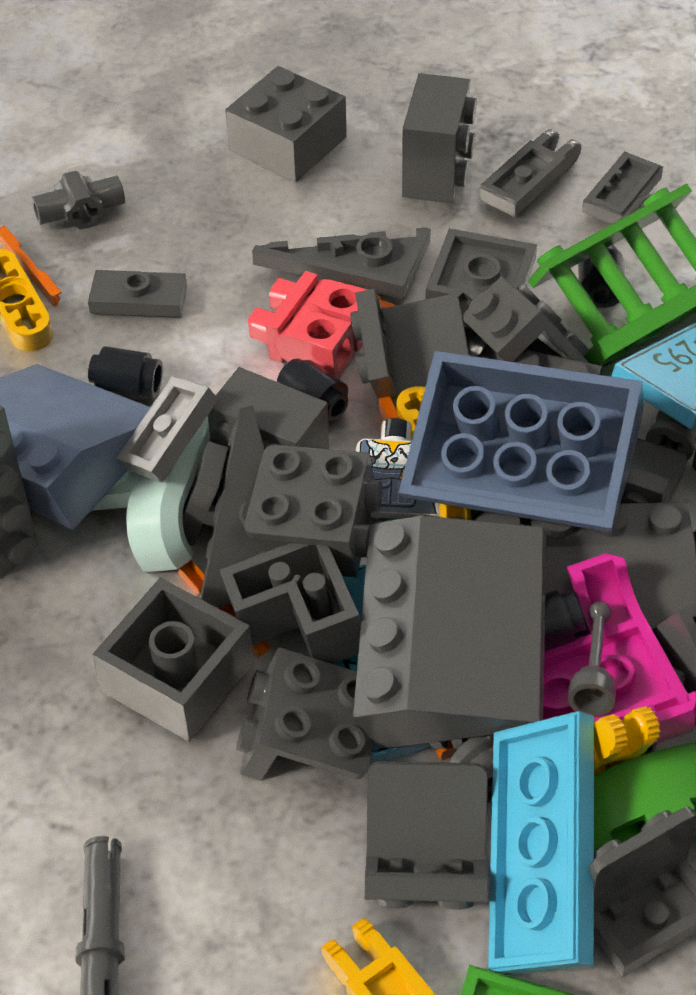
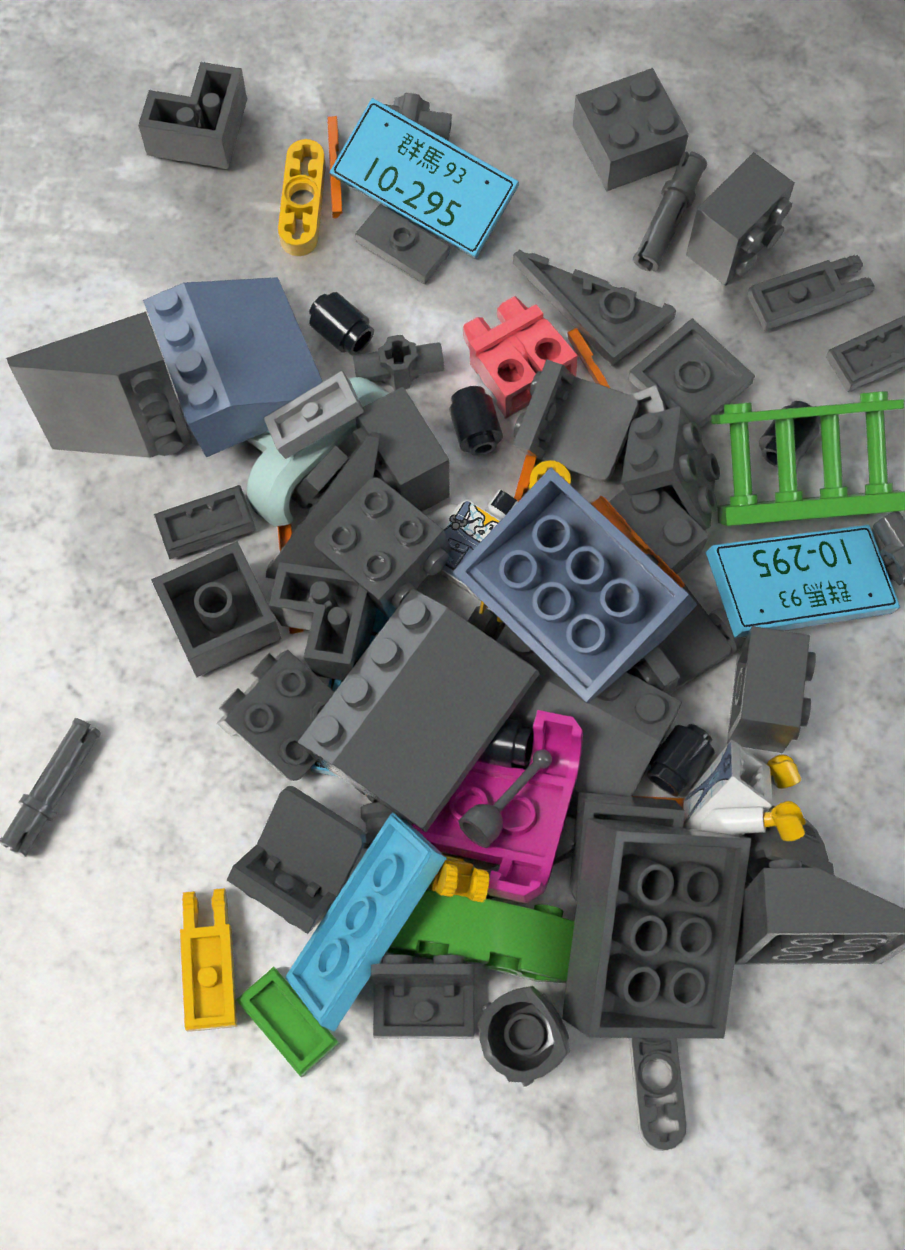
camera: 30 degrees right, 20 degrees up
(102, 598) = (204, 522): none -> dark grey plate
(125, 229) = (424, 178): none -> medium azure tile
(214, 367) = (416, 359): none -> dark grey axle
(365, 154) = (677, 196): none -> dark grey pin

